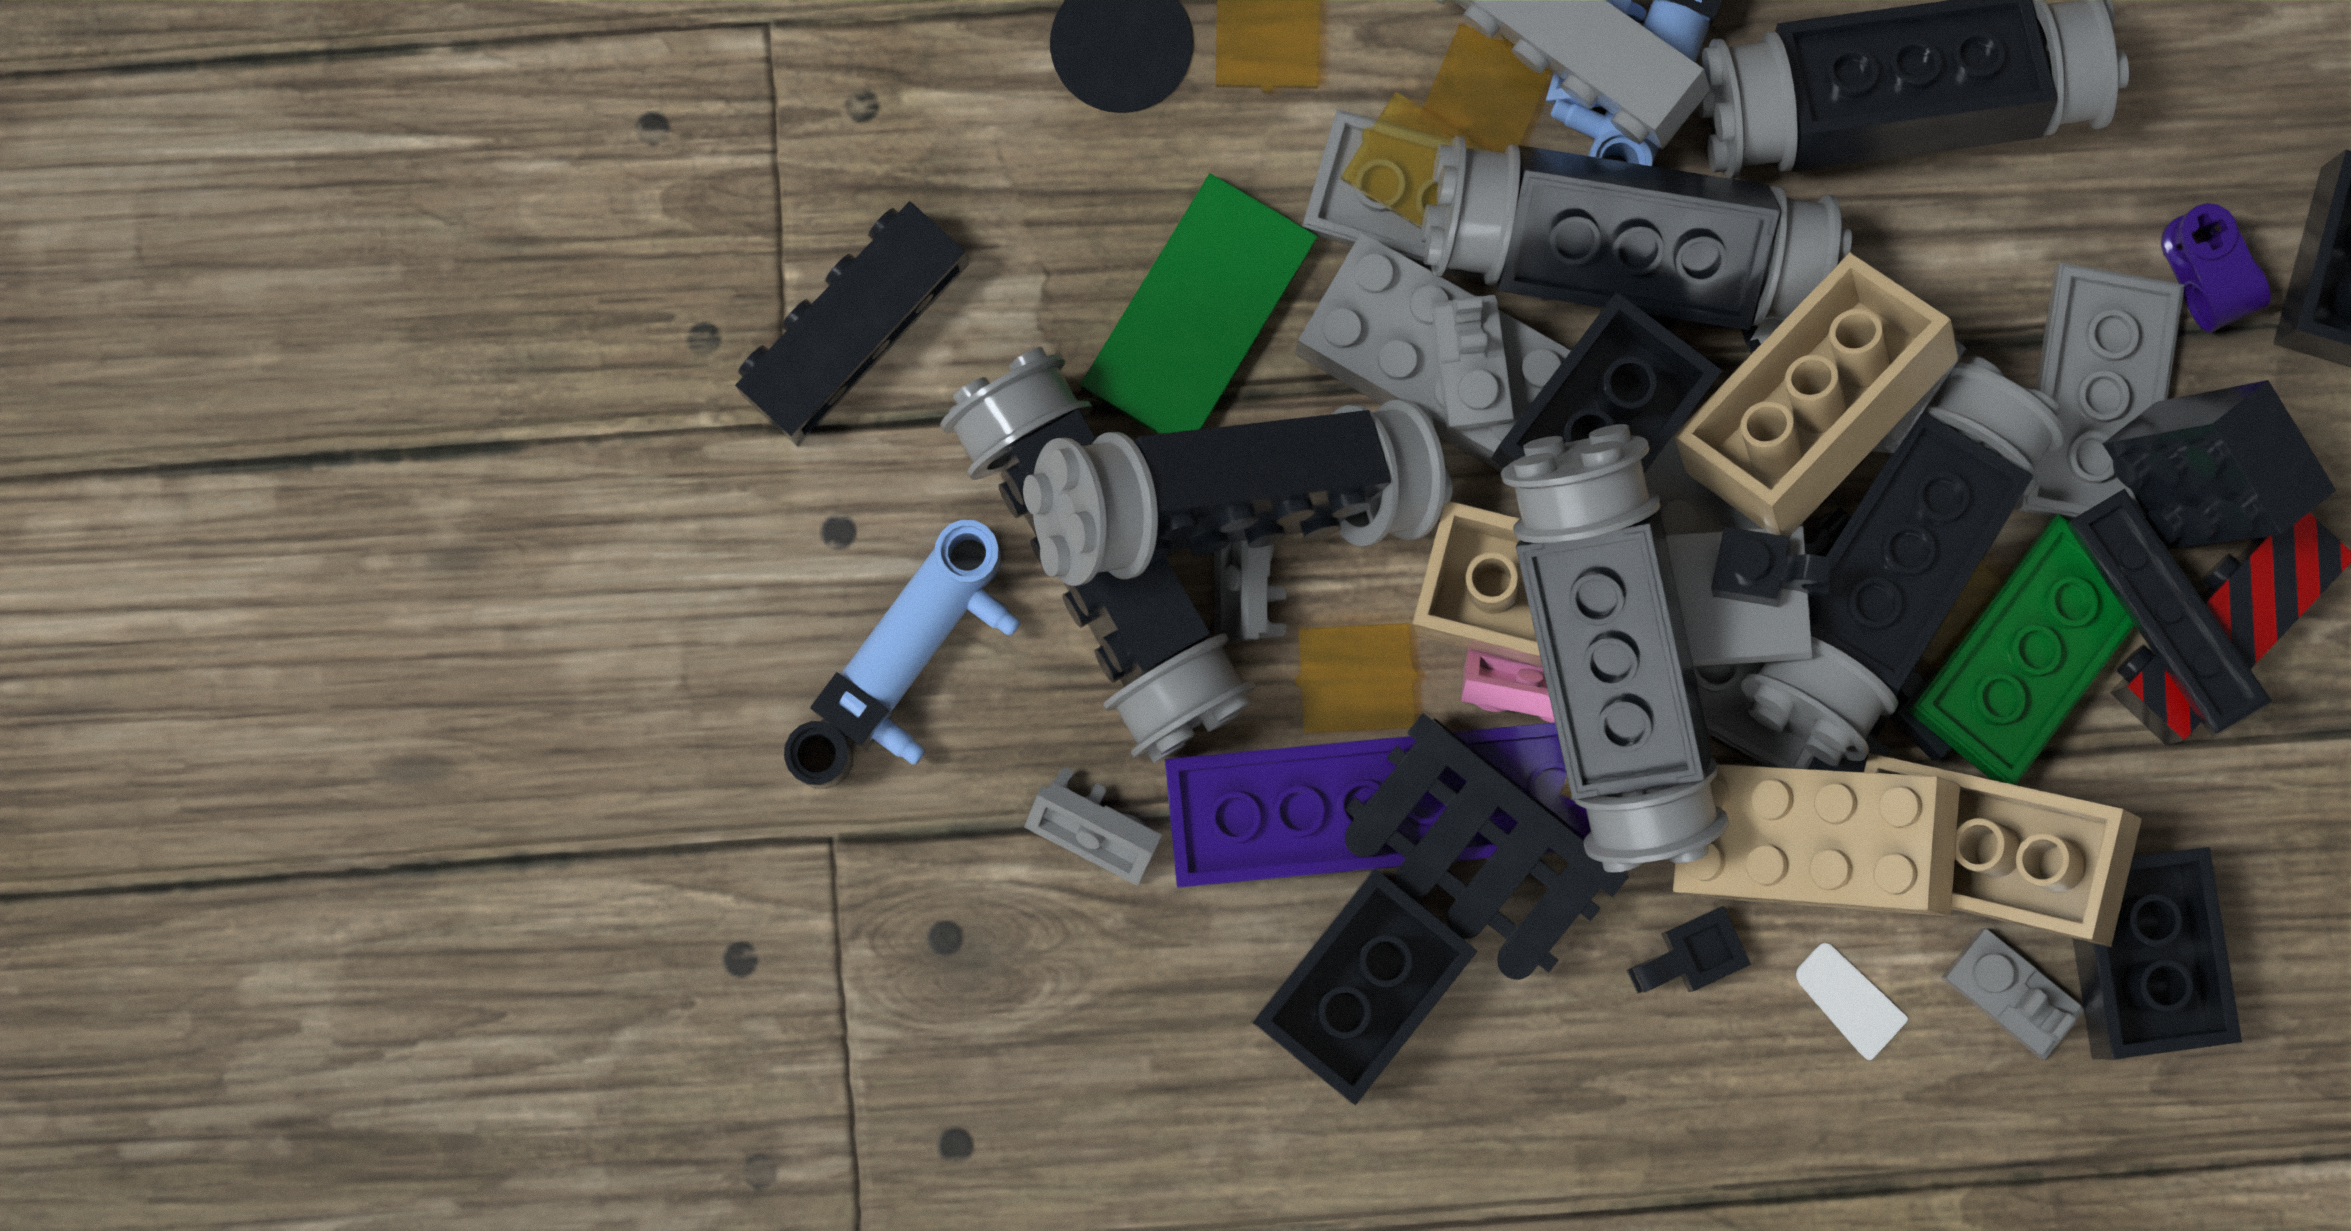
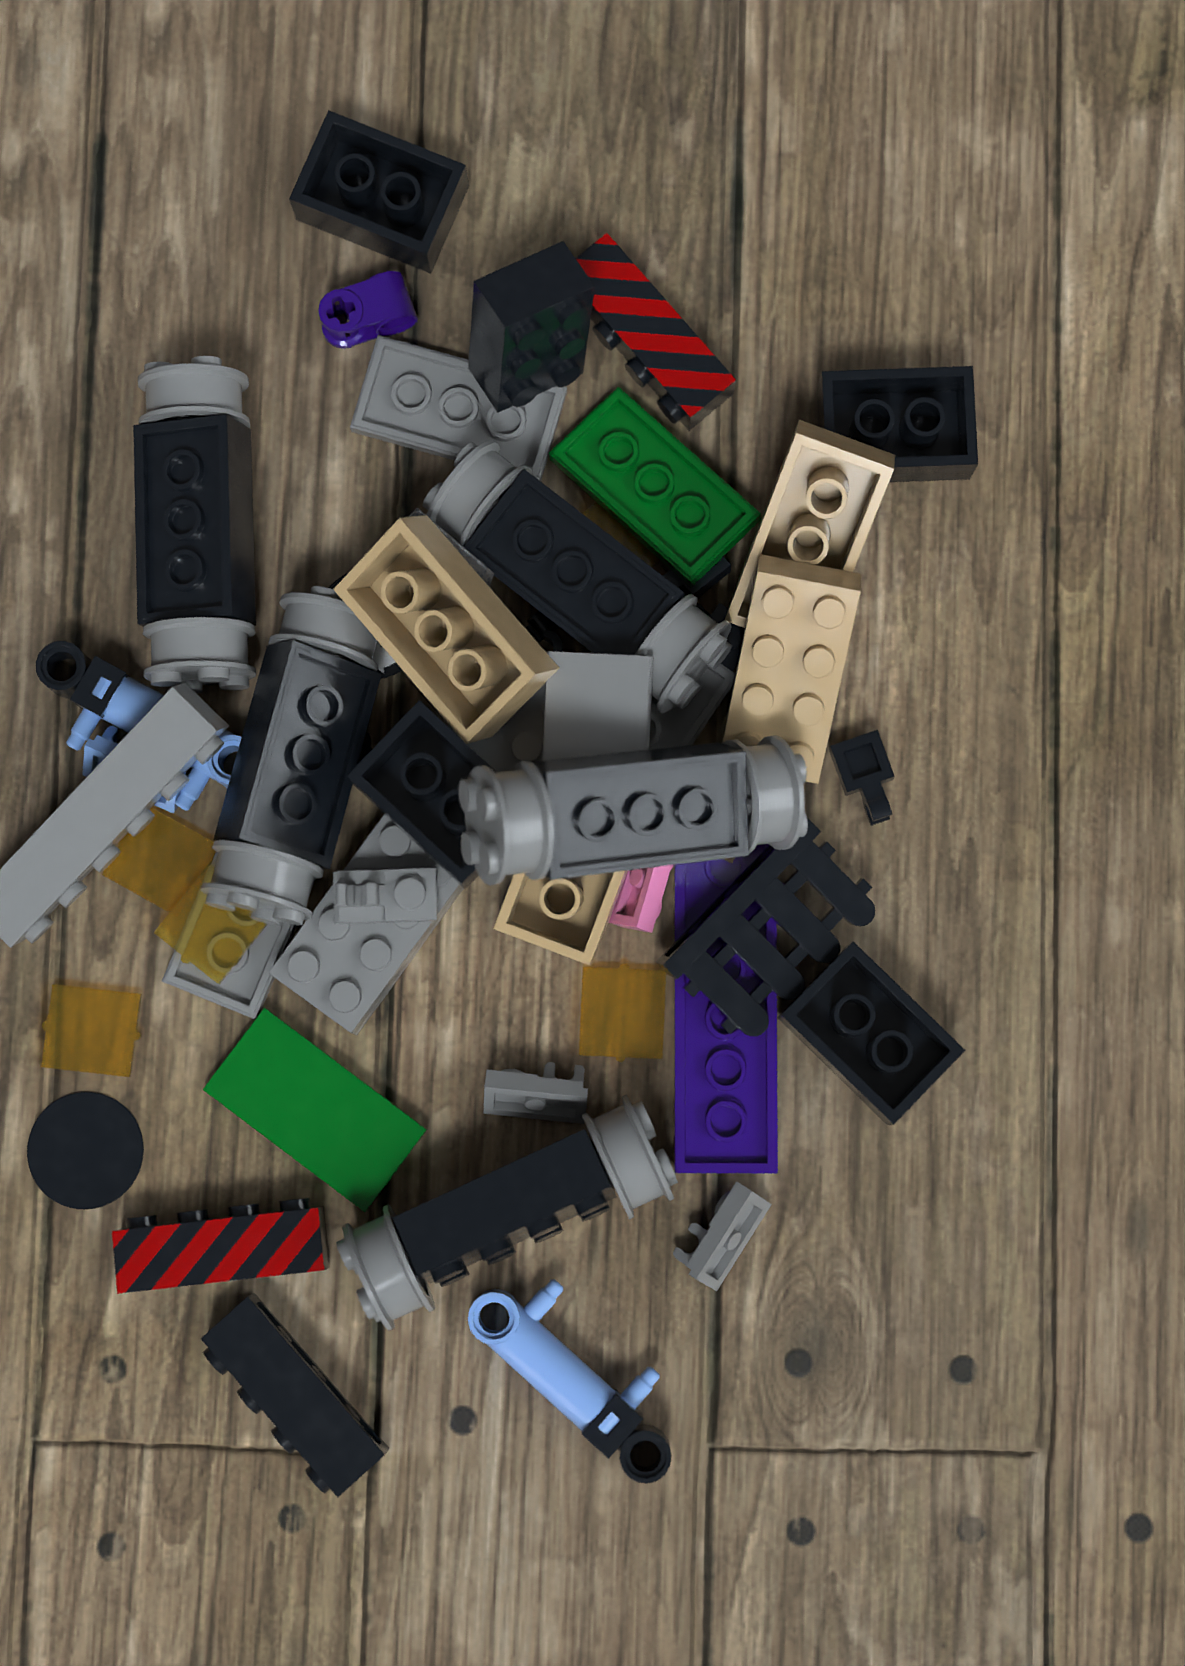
camera: 80 degrees left, 0 degrees up
(1020, 216) = (220, 1248): none -> brick
(1253, 482) = (479, 1186): brick -> none
(1758, 566) = (578, 689): black plate -> none
(1850, 1000) = (908, 656): white sticker -> none
(2012, 993) = (914, 532): light grey plate -> none
(2169, 613) = (637, 379): black tile -> none

